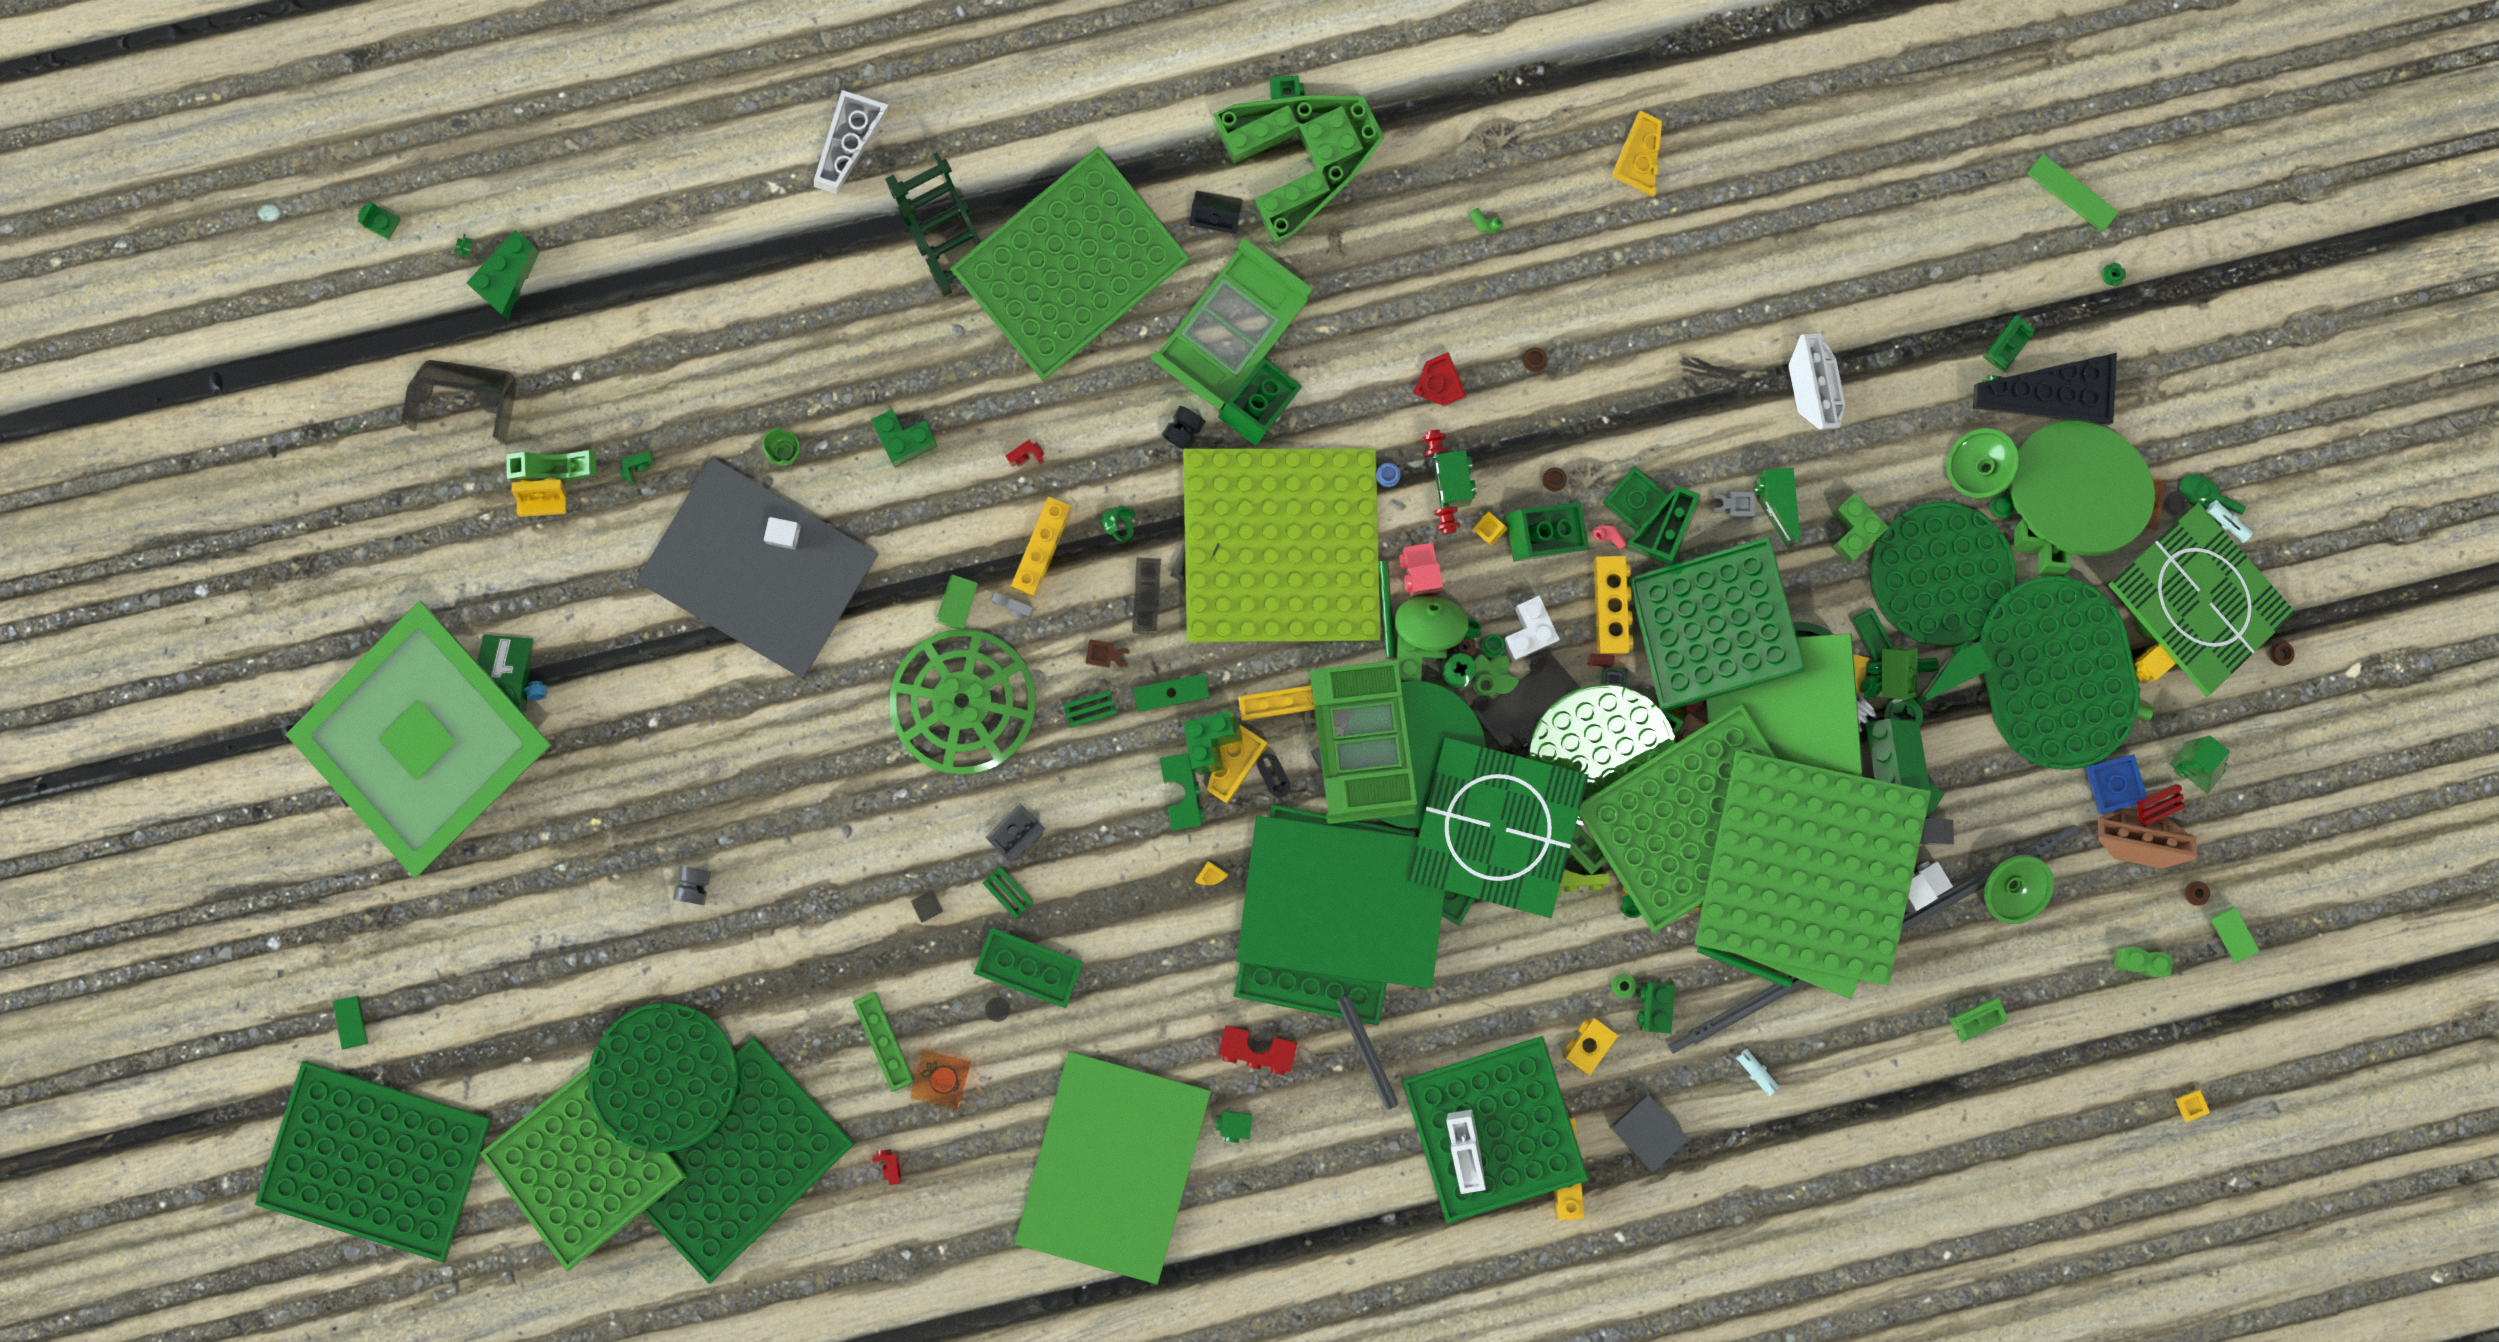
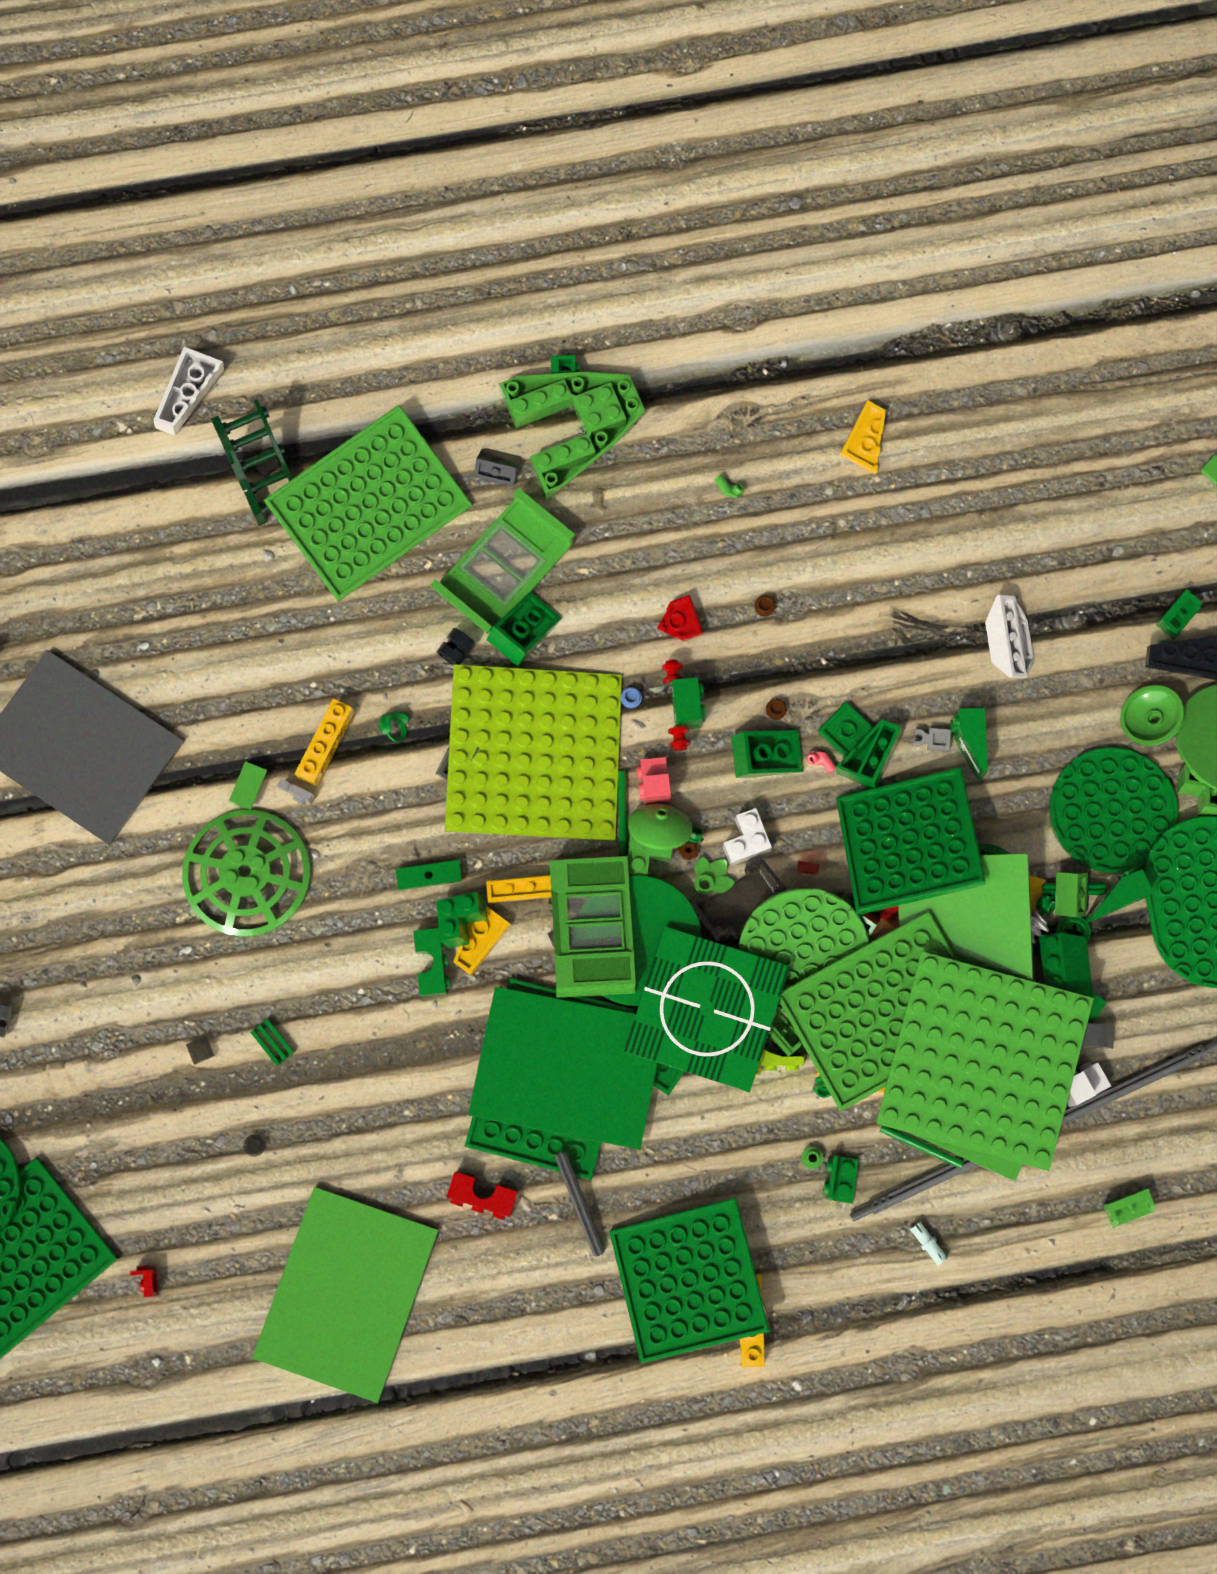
camera: 10 degrees right, 5 degrees down
(781, 447) = (107, 644): bright green hair -> none
(782, 533) = (101, 717): white panel -> none
(883, 1041) = (152, 1168): bright green tile -> none
(903, 444) = (210, 647): green brick -> none
(940, 1079) = (198, 1205): clear orange tile -> none
(1016, 833) = (282, 990): dark grey bracket -> none
(1021, 454) = (313, 662): red bracket -> none
(1028, 968) = (284, 1110): green plate -> none
(1069, 714) = (337, 882): green tile -> none
(1102, 654) = (371, 837): reddish brown plate -> none
(1146, 596) = (414, 786): clear smoke arch -> none
(1211, 875) = (452, 1037): yellow tile -> none
(1234, 1125) = (456, 1263): green brick -> none
(1268, 778) = (518, 950): black beam -> none
(1459, 661) = (686, 863): green piece -> none
(1466, 1151) = (661, 1298): white slope -> none
(1490, 528) = (716, 748): yellow plate -> none
(1493, 646) = (713, 850): green plate -> none
(1603, 1039) = (791, 1205): yellow brick -> none
(1614, 675) = (819, 882): tile -> none
(1619, 568) = (815, 788): yellow brick -> none
(1650, 1134) = (828, 1293): dark grey brick -> none
(1862, 528) = (1043, 762): bright green brick -> none
(1872, 633) = (1048, 858): green tile -> none
(2001, 506) = (1167, 754): green plate -> none
(2026, 895) = (1178, 1096): bright green dish -> none

